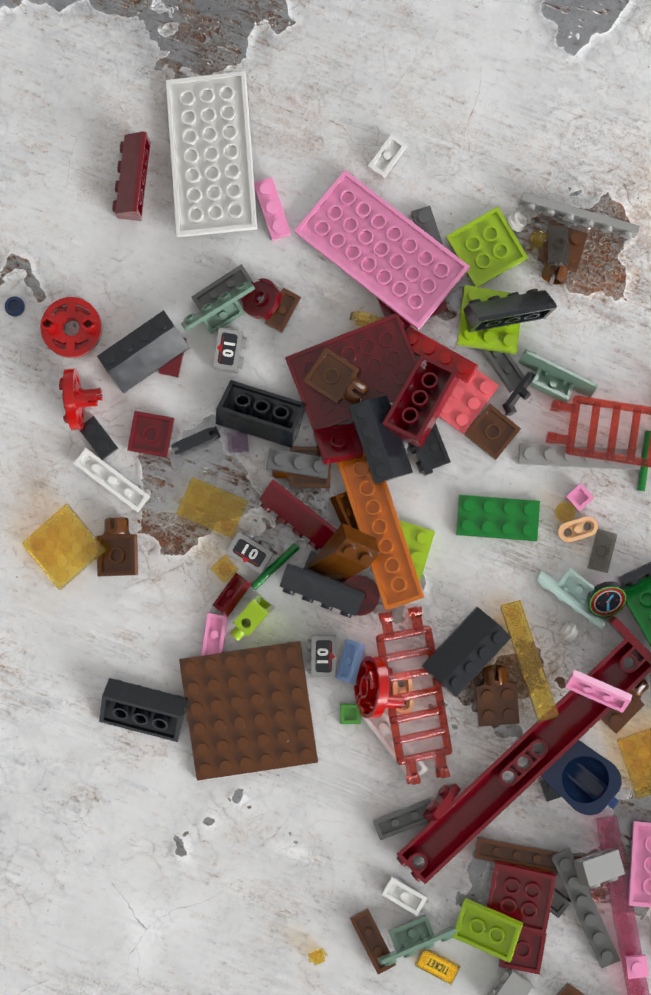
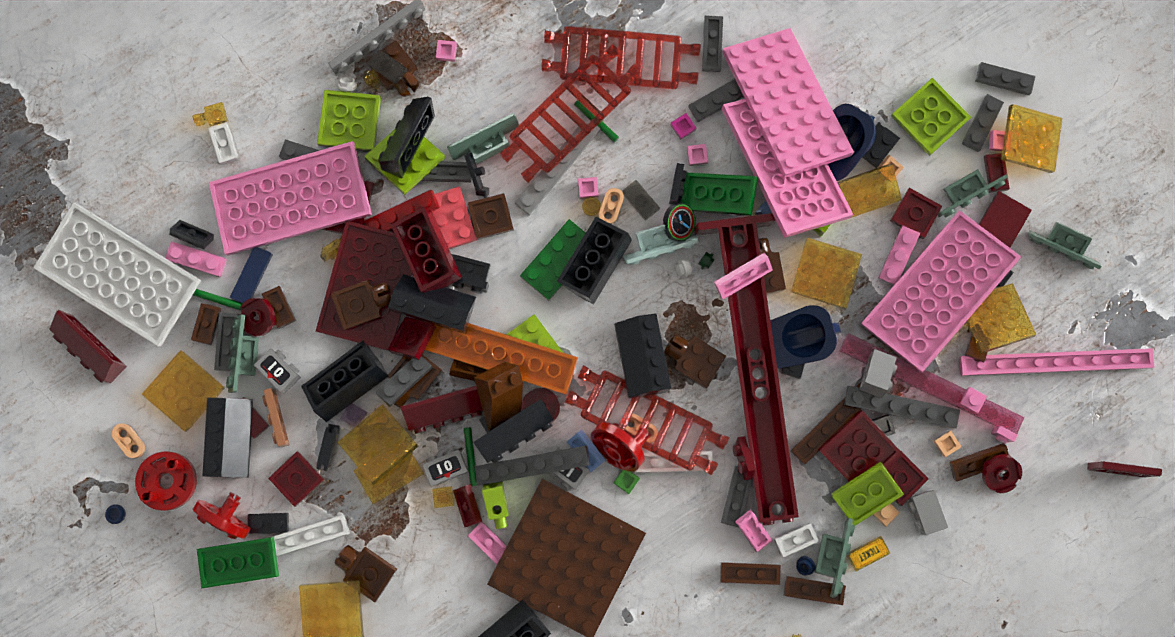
camera: 60 degrees left, 5 degrees down
(48, 438) = (237, 562): none -> green plate
(81, 271) = (129, 441): none -> light nougat plate
(155, 283) = (183, 390): none -> clear yellow plate
(188, 378) = (275, 417): none -> nougat plate
(224, 260) = (206, 324): none -> reddish brown plate
(228, 481) = (377, 444): none -> clear yellow plate
(252, 254) = (217, 299): none -> green bar
(290, 189) = (191, 234): none -> black plate
(292, 266) = (251, 275): none -> dark blue tile
(304, 625) = (532, 465): none -> dark grey plate
(347, 875) = (750, 573): none -> reddish brown plate
(385, 853) = (753, 531): none -> bright pink plate
(388, 918) = (805, 566): none -> dark blue plate
(406, 129) = (213, 114): none -> clear yellow plate
(482, 959) = (886, 514): none -> light nougat plate
(520, 550) = (594, 260): none -> black slope
(529, 661) = (684, 313): clear yellow plate -> none
(582, 969) = (947, 444): none -> light nougat plate
(590, 647) = (706, 260): none -> dark green plate
(610, 284) = (446, 50): none -> bright pink plate

